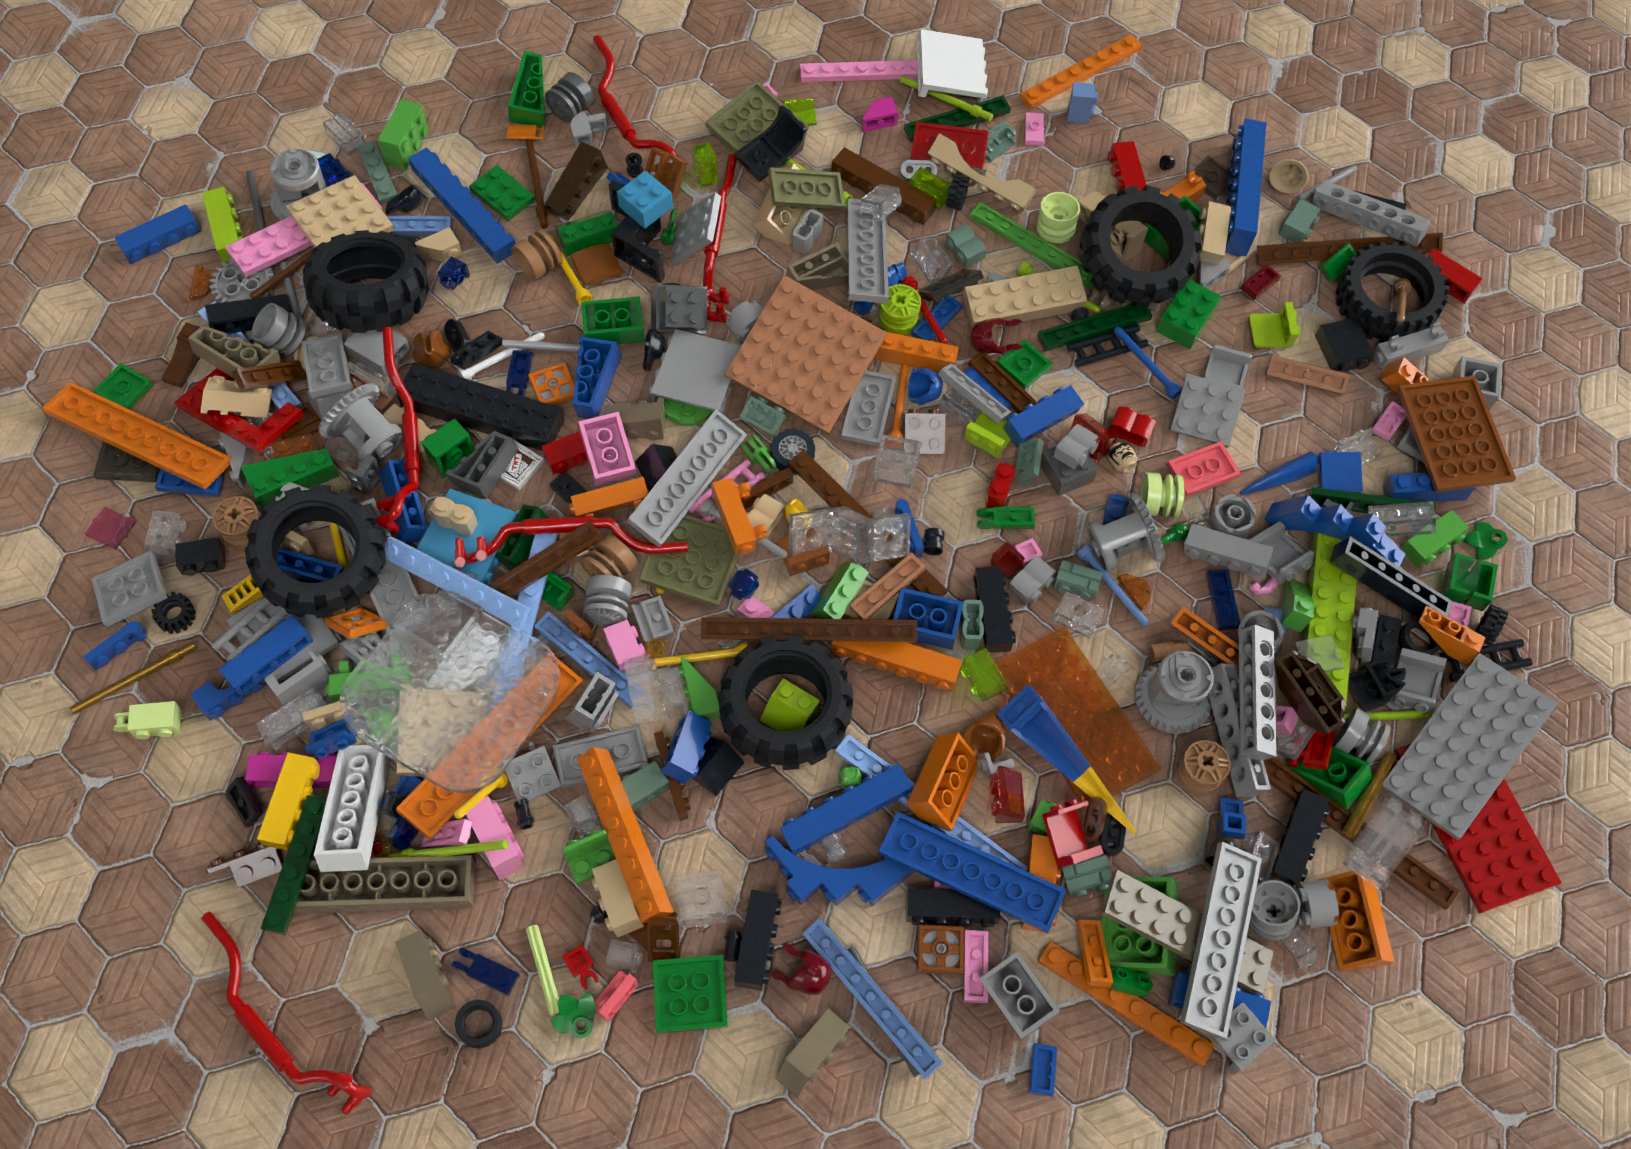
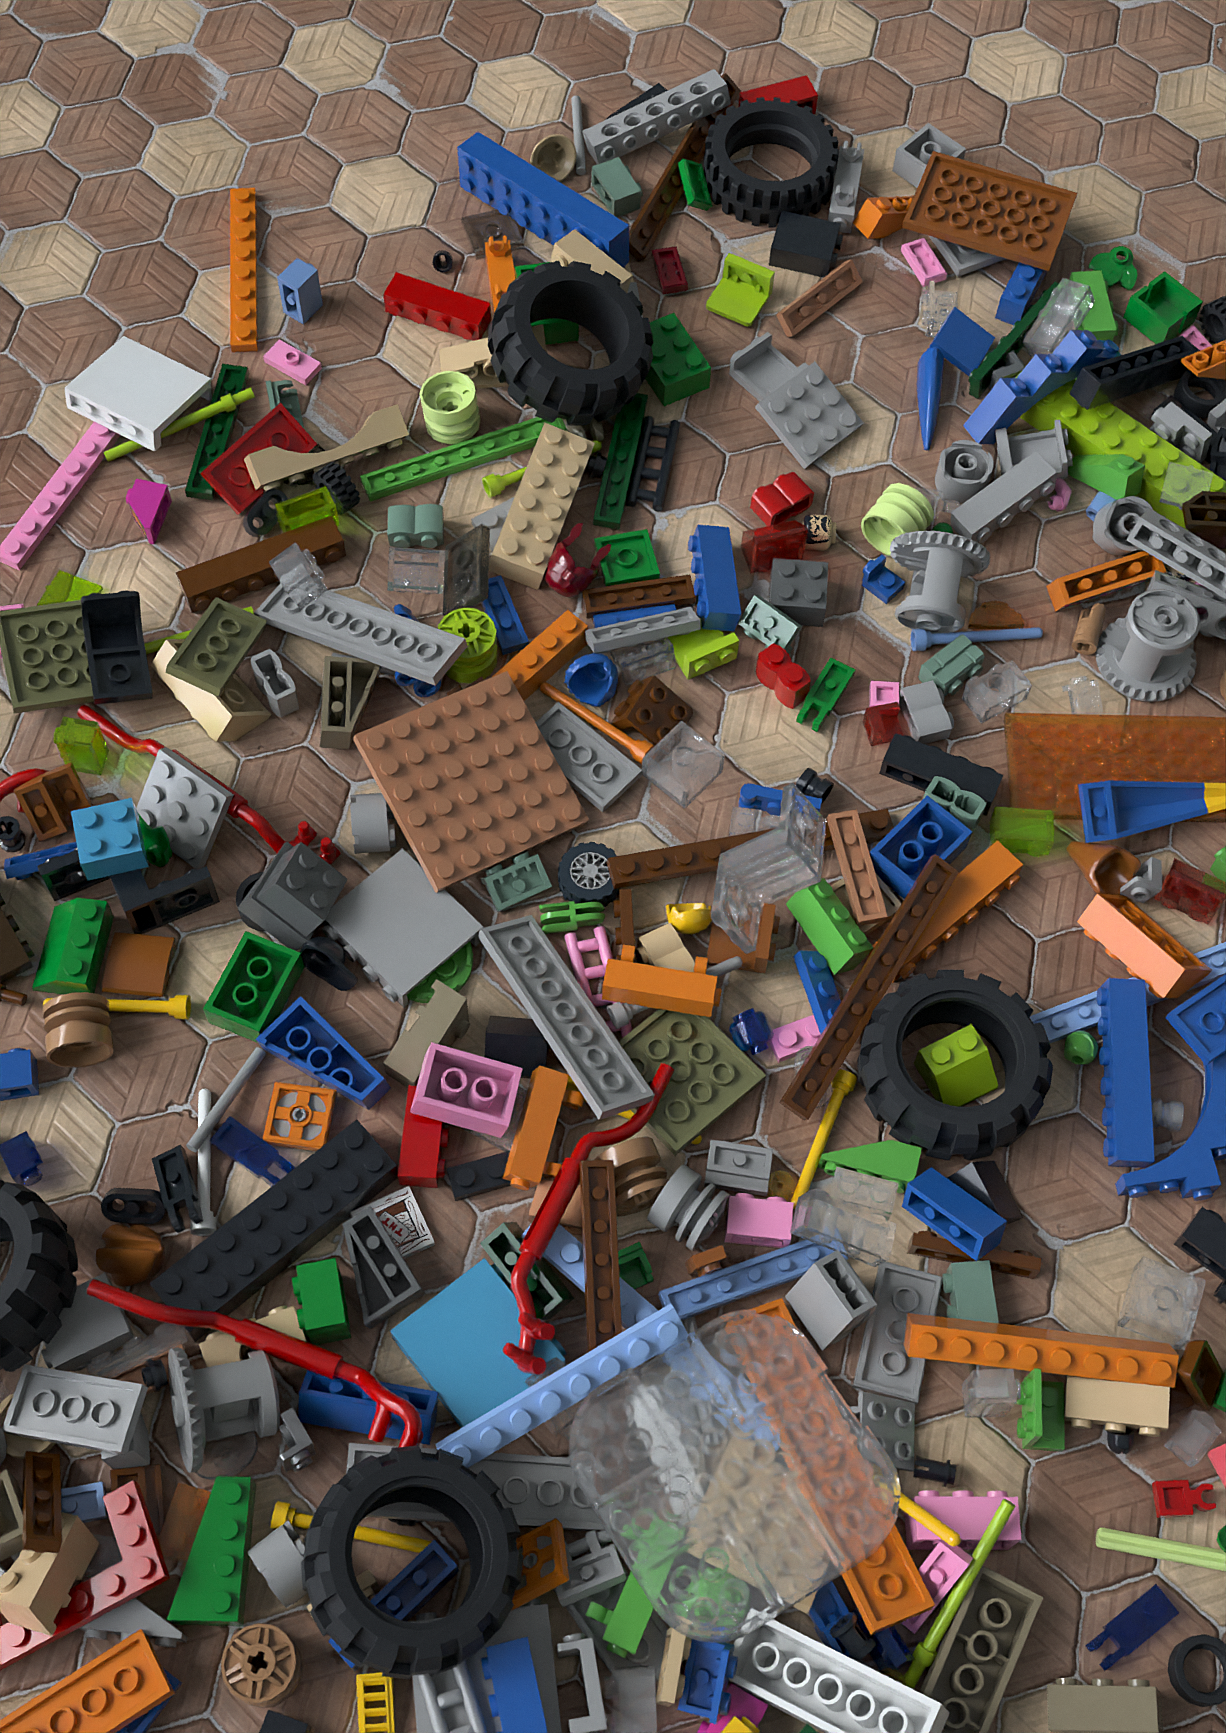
camera: 60 degrees left, 0 degrees up
(454, 516) = (456, 1339): tan brick -> none
(910, 281) = (432, 616): red piece -> none
(1076, 446) = (794, 563): light grey brick -> none
(1173, 389) = (755, 433): blue piece -> none
(1204, 468) = (877, 461): coral plate -> none
(1223, 599) = (1054, 540): clear blue plate -> none
(1402, 288) = (766, 150): medium nougat piece -> none

